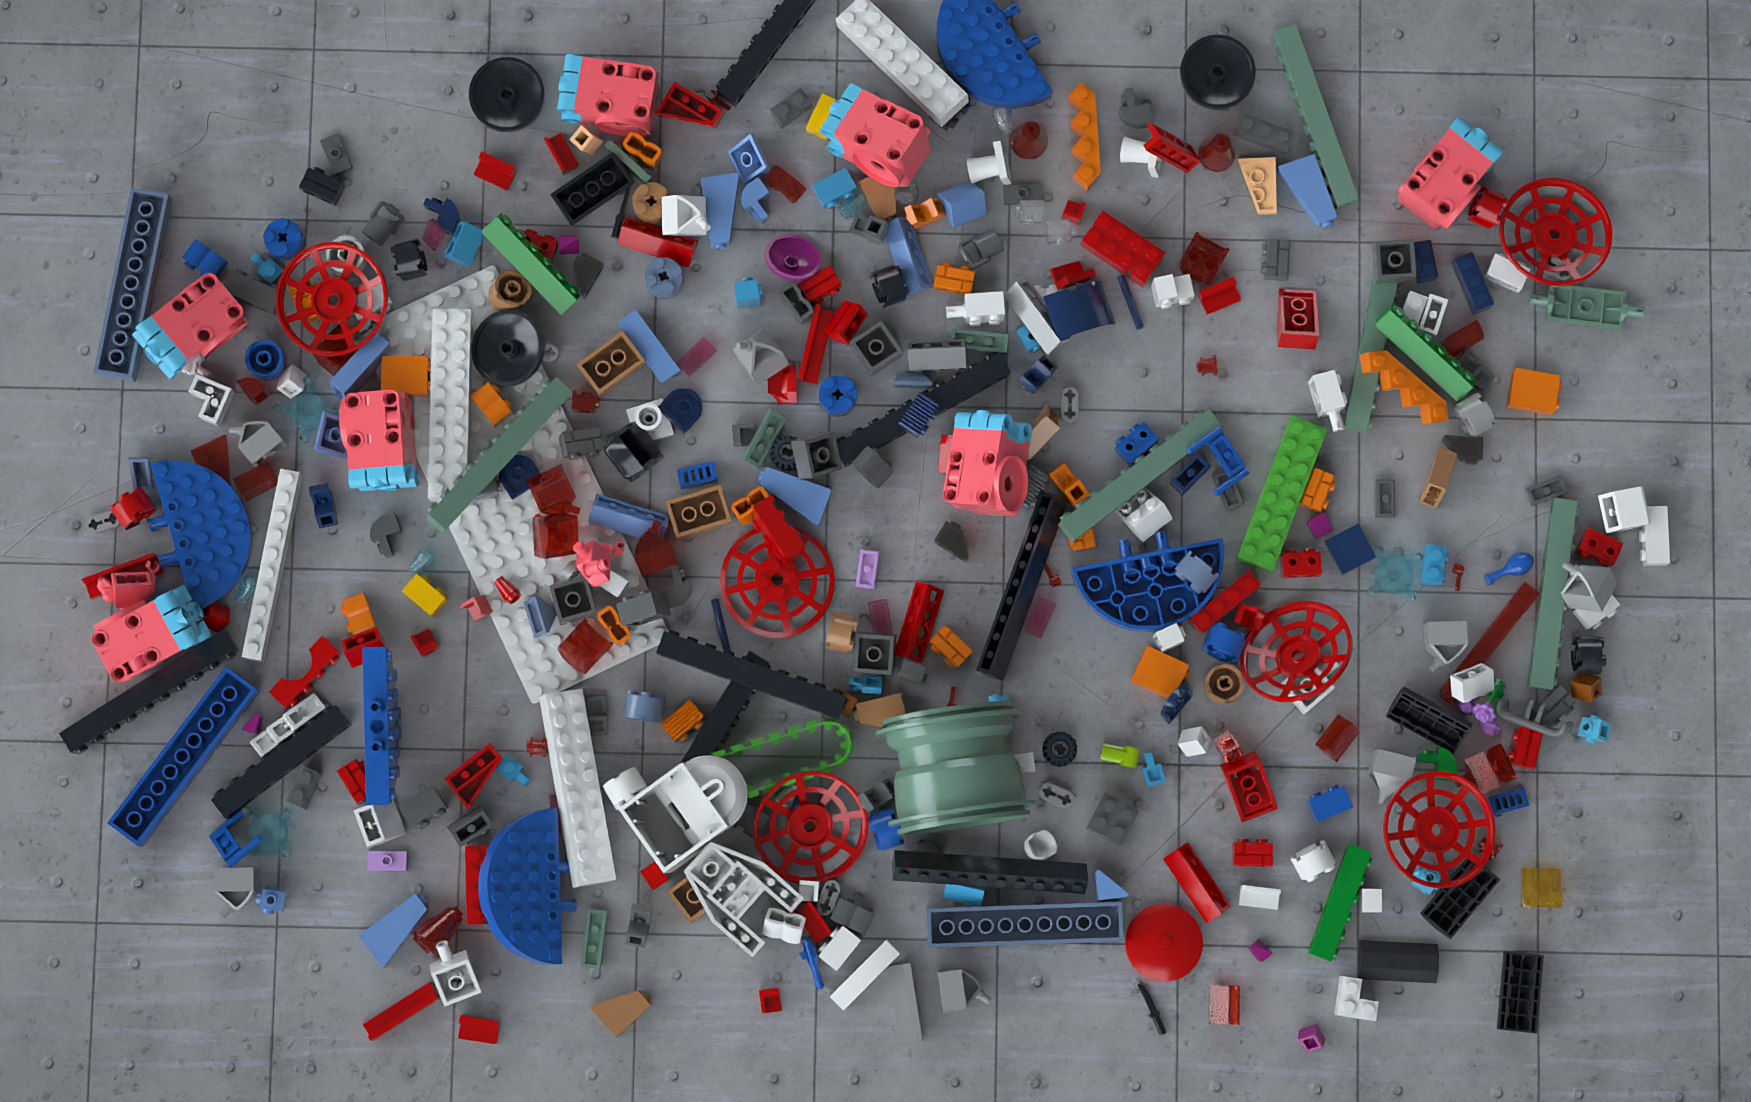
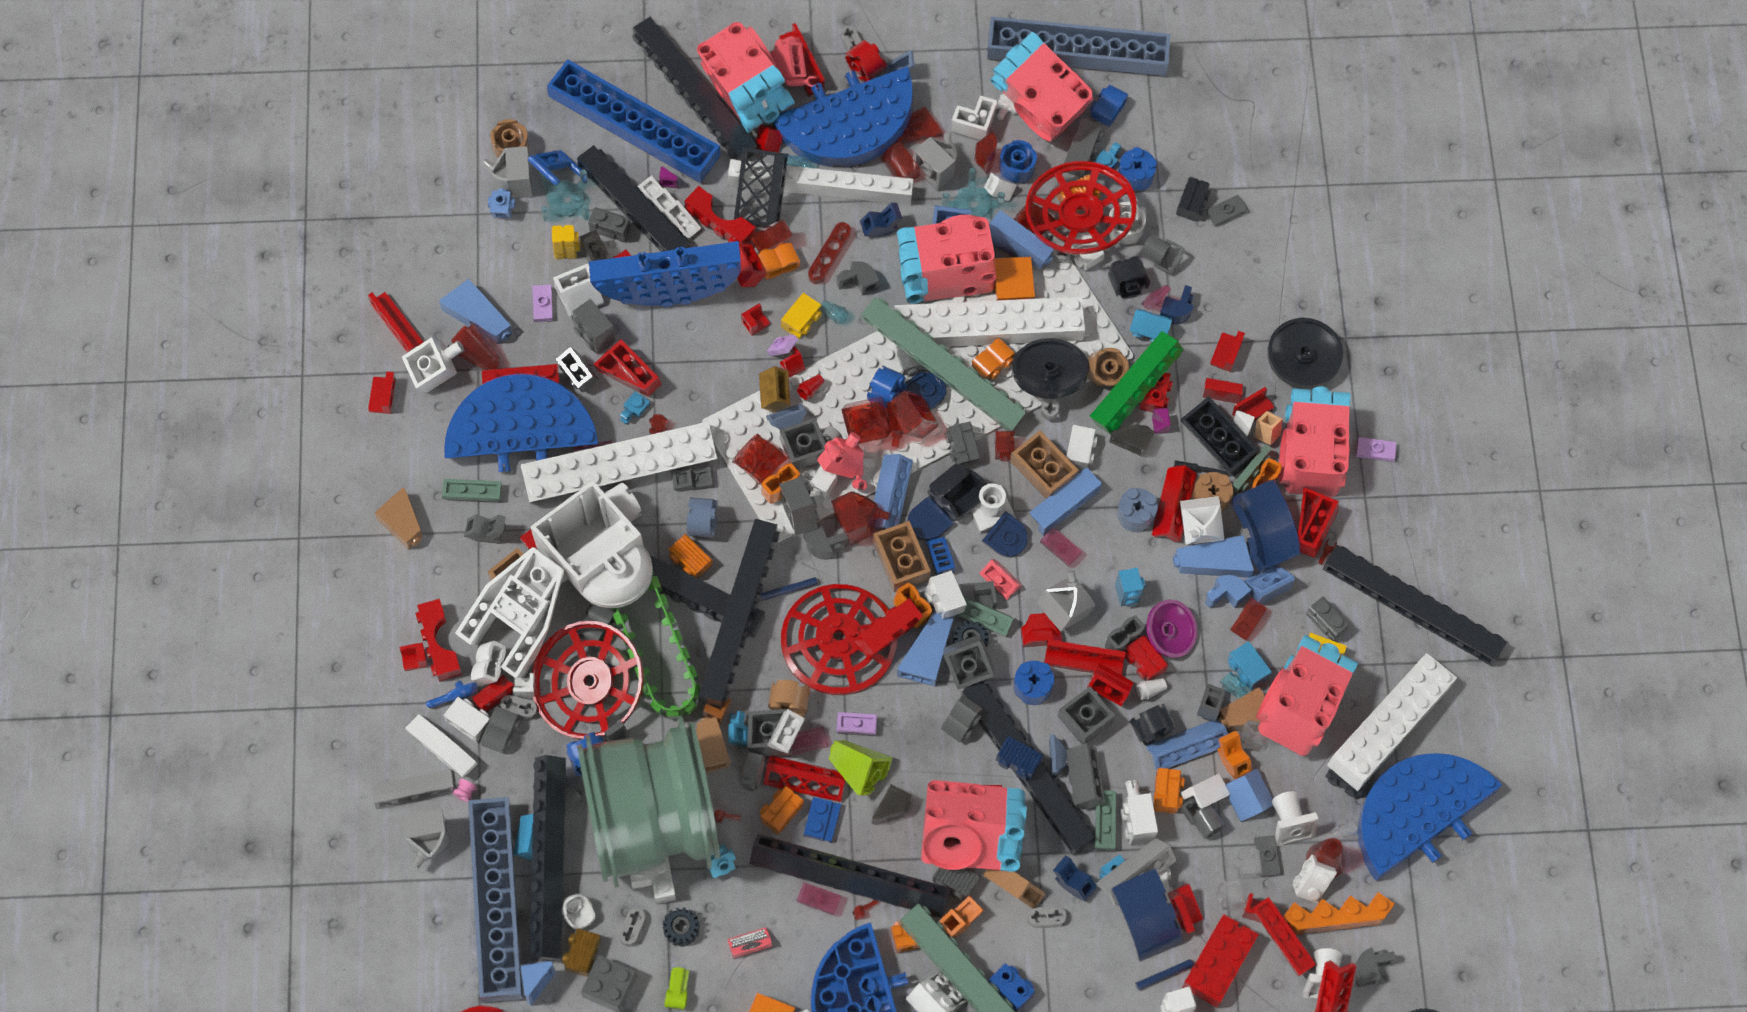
camera: 85 degrees right, 15 degrees down
(192, 879) = (507, 135): none -> medium nougat brick
(285, 611) = (776, 189): none -> black fence
(323, 833) = (565, 242): none -> yellow brick
(333, 617) = (771, 235): none -> clear red slope
(336, 802) = (593, 246): none -> clear smoke slope
(354, 560) = (830, 253): none -> clear red beam
(459, 616) = (782, 345): none -> lavender plate
(510, 626) = (774, 389): none -> pearl gold brick
(518, 512) = (887, 384): none -> blue brick
(538, 180) = (1222, 390): none -> red panel
(583, 162) = (1243, 422): none -> white slope
(592, 327) = (1080, 446): none -> white brick
(613, 39) = (1376, 449): none -> lavender plate
(658, 484) = (928, 520): none -> dark blue tile
(692, 151) = (1269, 524): none -> dark blue panel
(724, 418) = (1003, 580): none -> coral slope
(729, 981) = (432, 619): none -> red arch
(747, 471) = (945, 595): none -> white brick
(849, 285) = (1150, 688): none -> white cone
(880, 636) = (786, 731): none -> white slope
(911, 569) = (859, 765): none -> lime slope
(912, 952) = (465, 790): none -> bright pink wheel
(959, 242) = (1207, 791): none -> white panel
(961, 609) = (822, 819): none -> blue plate
(1052, 154) = (1313, 879): none -> white bracket
(1078, 685) = (749, 943): none -> slope
(1079, 844) = (582, 952): none -> pearl gold brick
(1106, 187) = (1283, 936): none -> red fence

